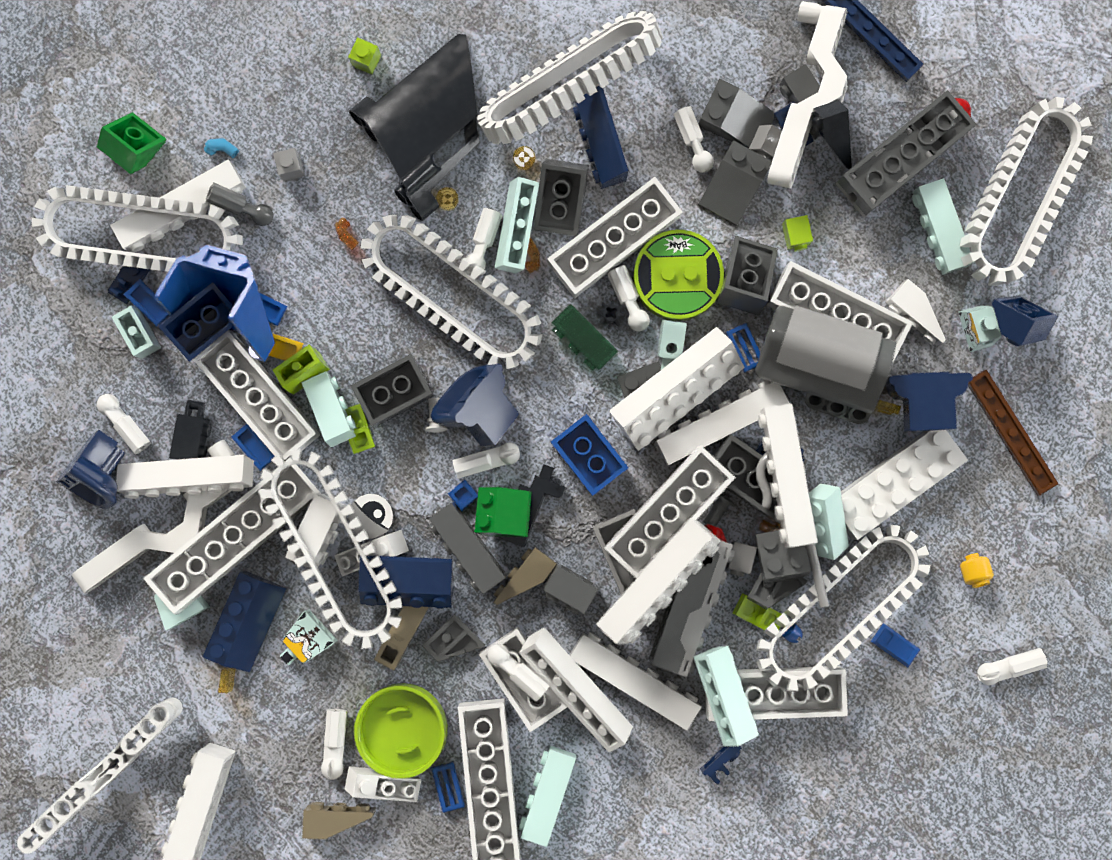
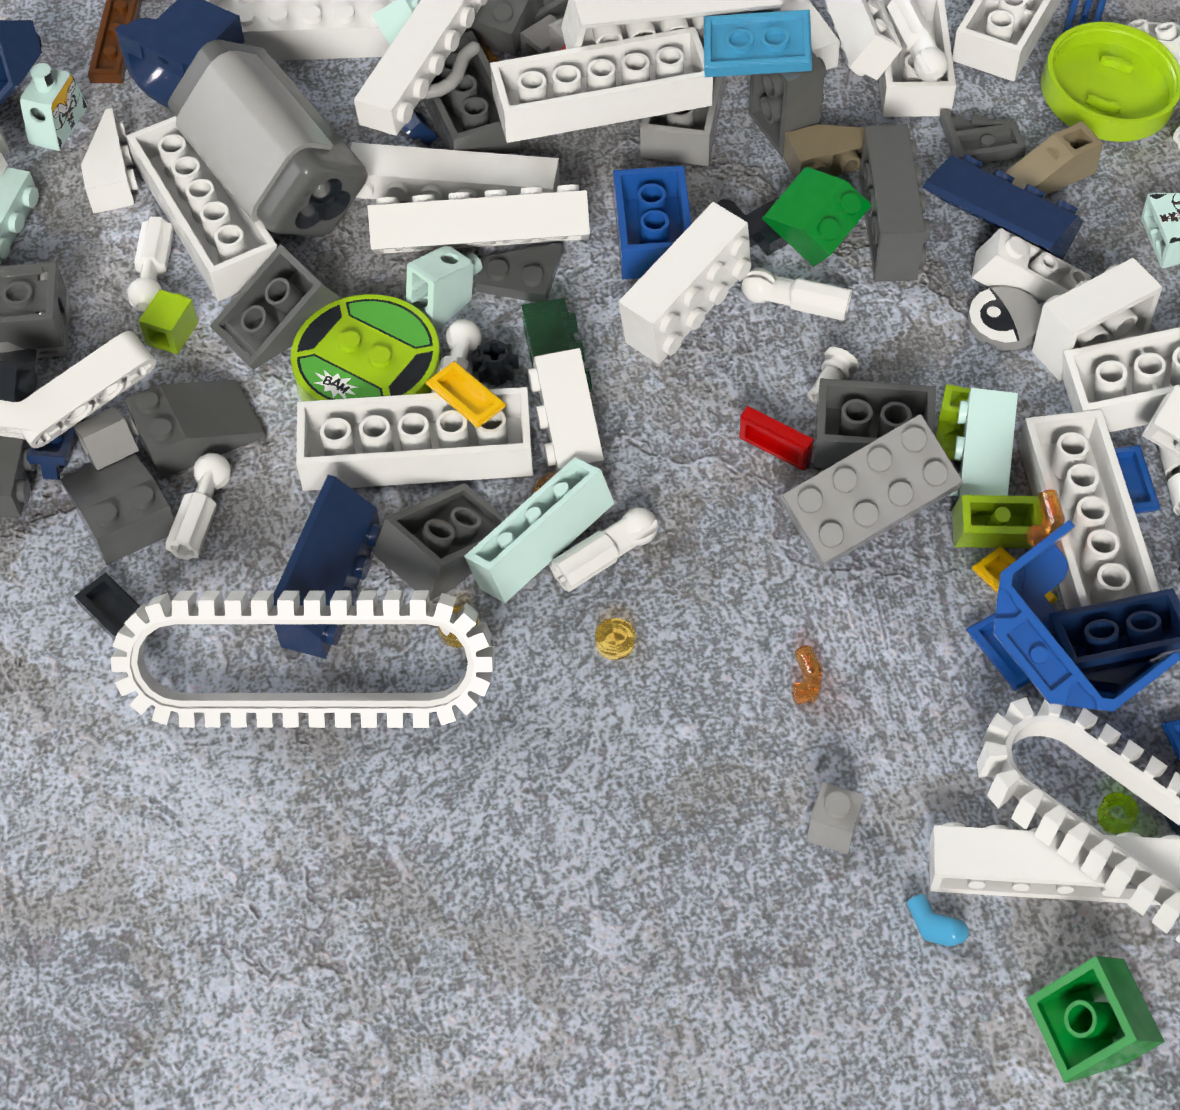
camera: 145 degrees left, 30 degrees down
(164, 249) = (1114, 824): none -> clear neon green axle
(237, 203) = (959, 795): dark grey piece -> none
(268, 372) = (1052, 517): none -> clear orange arm
(307, 573) = (1136, 261): white piece -> none
(364, 55) = (596, 910): lime brick -> none
(366, 339) = (871, 491): none -> light grey brick
(421, 118) = (565, 754): black panel -> none
(439, 357) = (776, 438): none -> red tile
(443, 246) = (740, 487): white piece -> none
(463, 495) = (858, 277): blue tile -> none
(478, 404) = (770, 344): dark blue piece -> none
(539, 416) = (686, 283): none -> white brick
(548, 296) = (565, 409): none -> white brick
(590, 582) = (757, 43): none -> dark azure tile
(599, 265) = (466, 394): none -> yellow tile
(689, 64) = (107, 604): none -> black tile
(752, 343) = (348, 265): blue tile -> none
(838, 264) = (150, 261): none -> white piece

